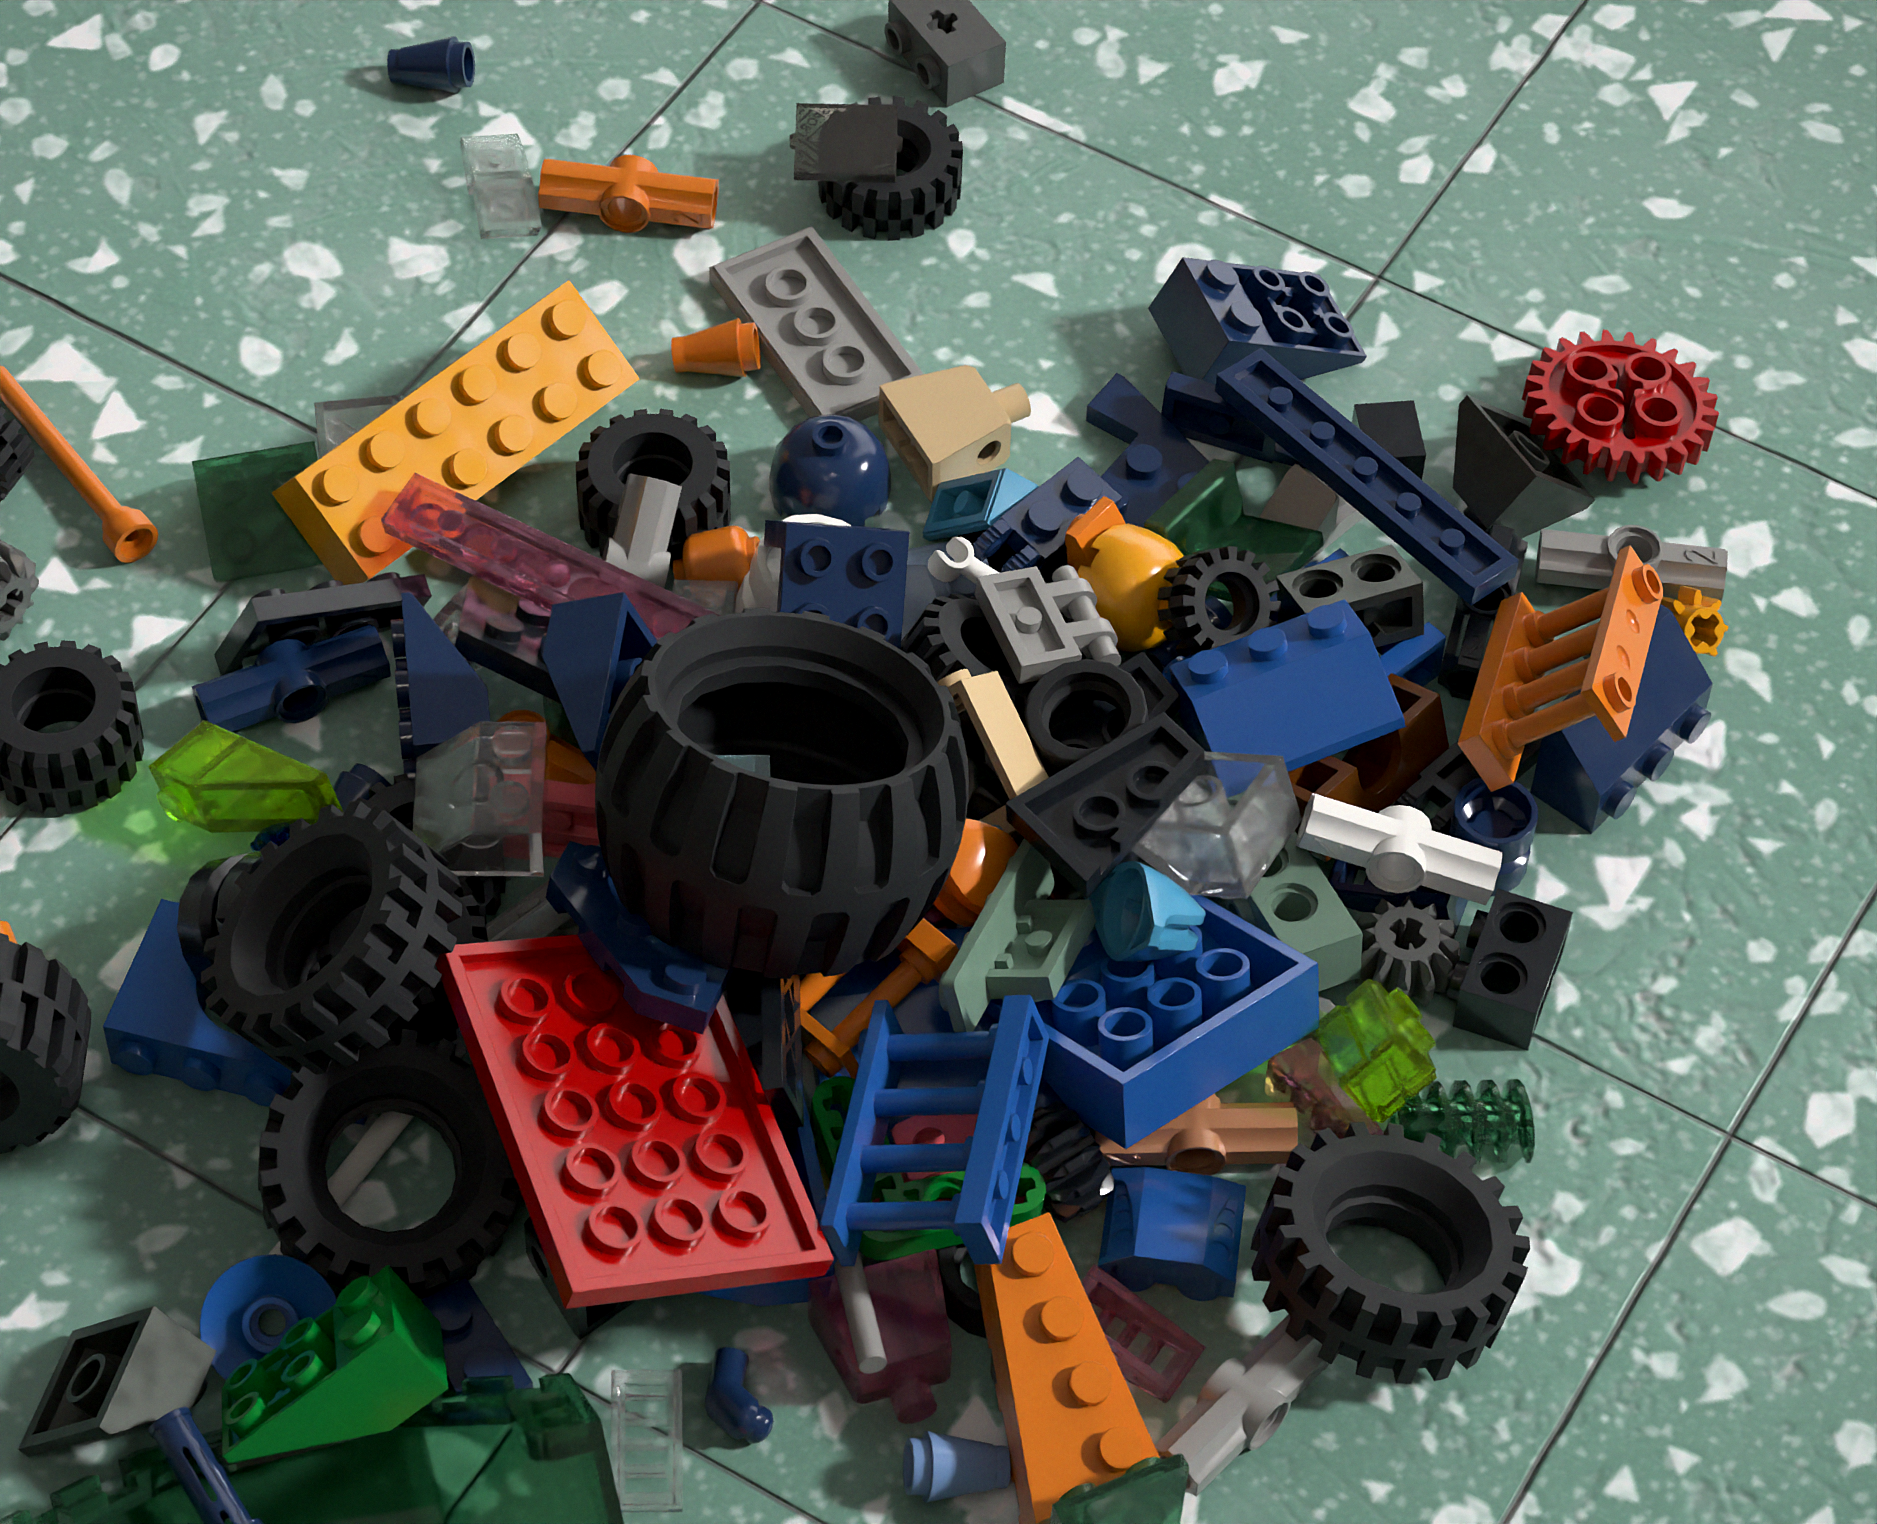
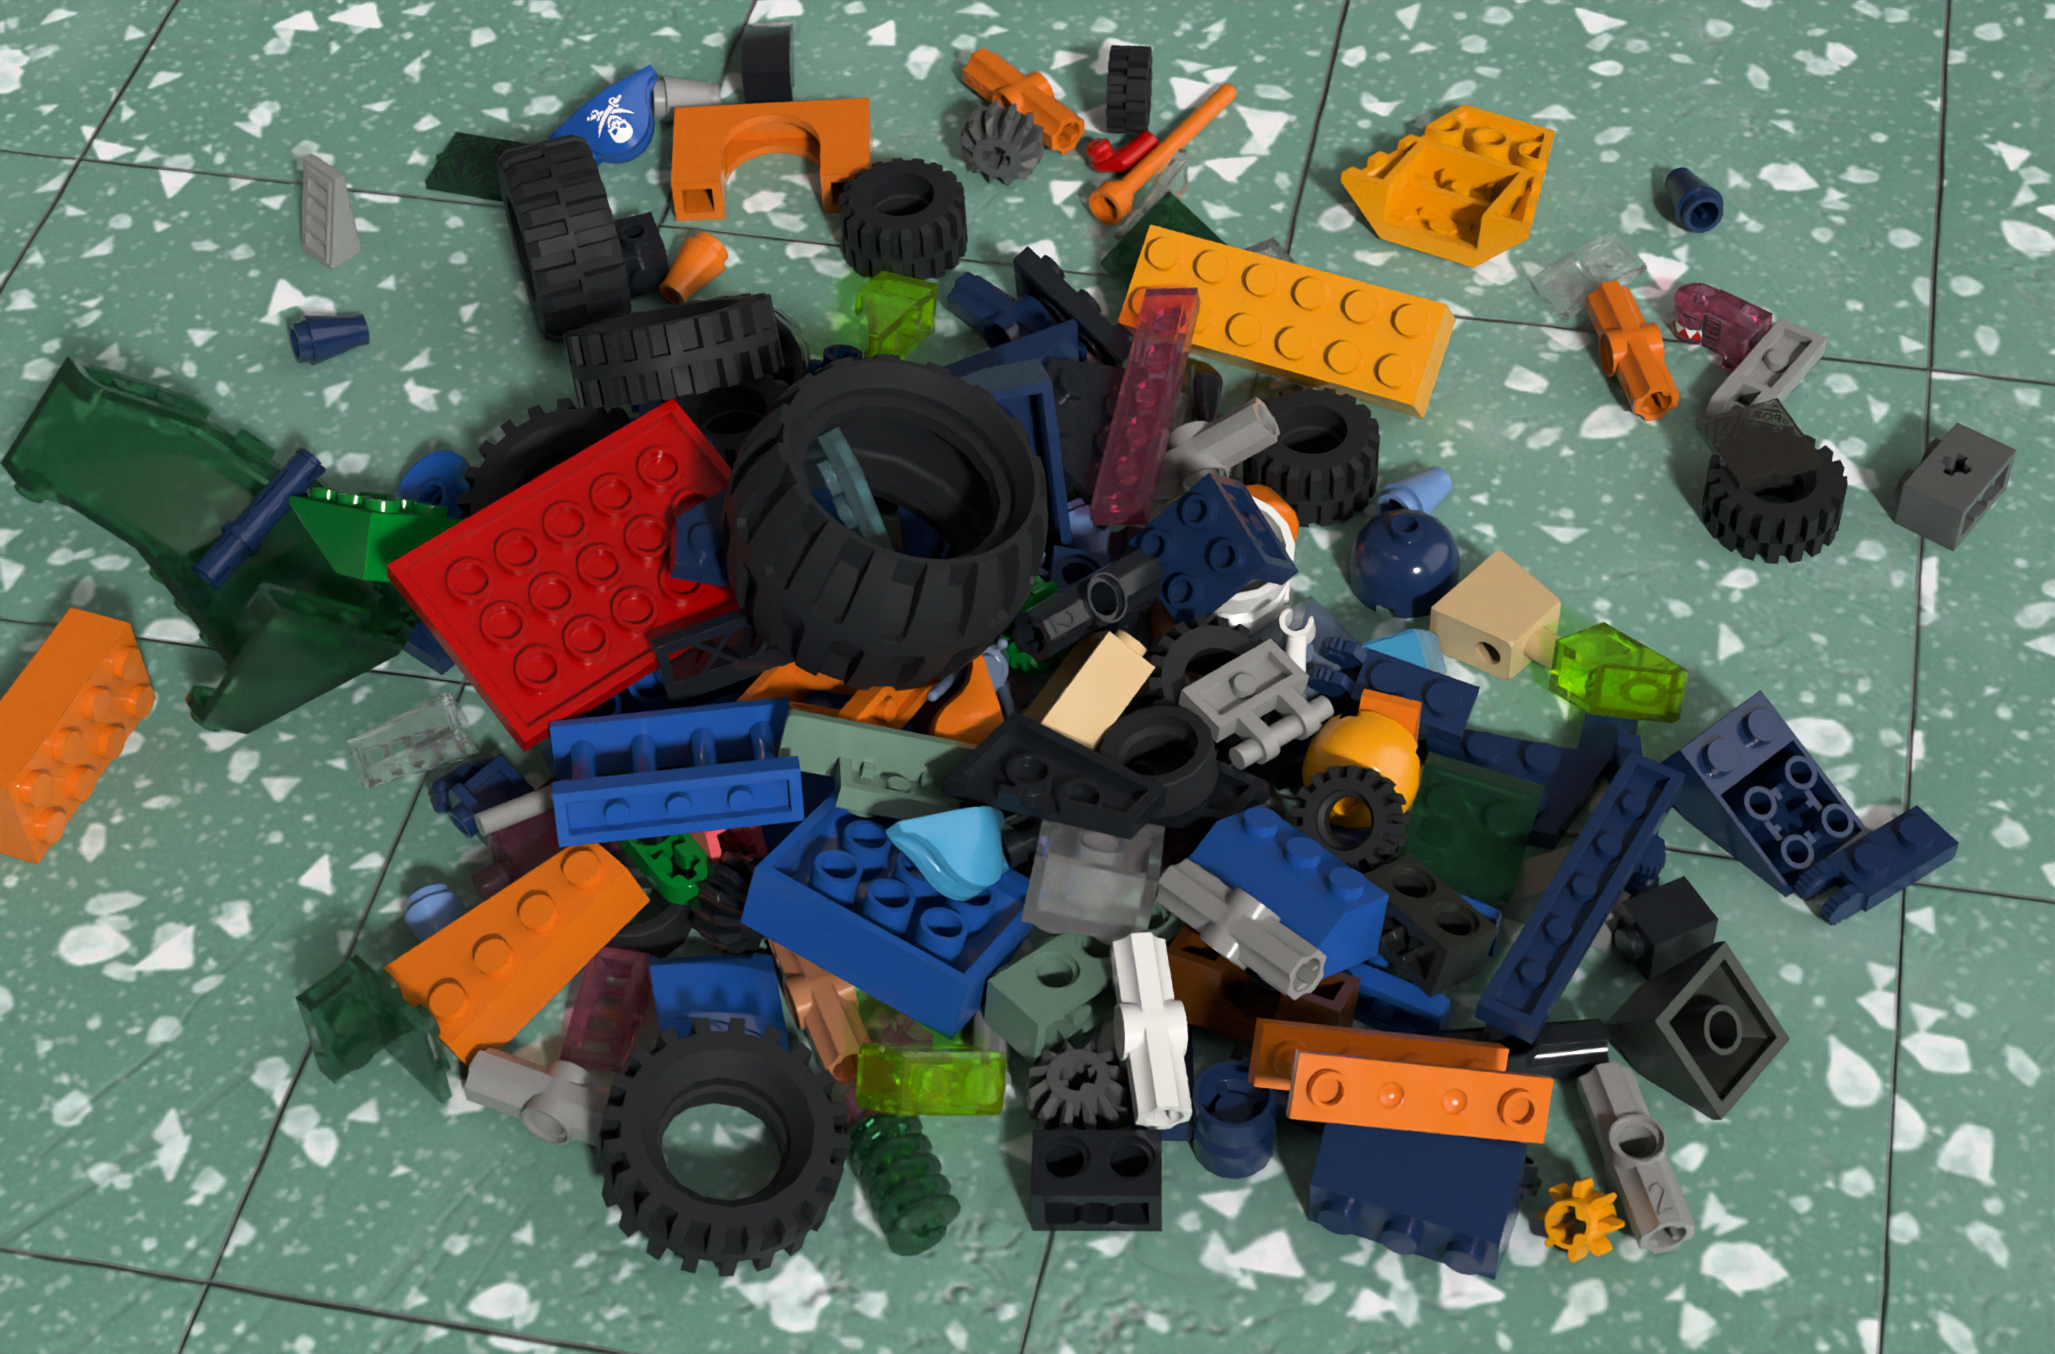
camera: 75 degrees right, 5 degrees down
(54, 500) = (1119, 160): none -> red arm
(118, 1379) = (358, 448): pearl dark grey slope -> none
(147, 485) = (1171, 177): none -> clear slope
(306, 229) = (1458, 188): none -> light orange wedge
(632, 114) = (1718, 322): none -> clear pink leg
(719, 350) = (1500, 459): orange cone -> none
(722, 112) = (1770, 368): none -> light grey plate
(744, 435) = (1417, 492): none -> medium blue cone
(790, 1373) = (488, 788): none -> dark blue bracket
(814, 325) = (1572, 509): light grey tile -> none
(1078, 363) = (1616, 676): none -> clear neon green slope
(1346, 719) = (1241, 929): none -> light grey piece
(1362, 281) = (1878, 865): none -> dark blue hinge
(1579, 410) = (1844, 1082): red gear -> none

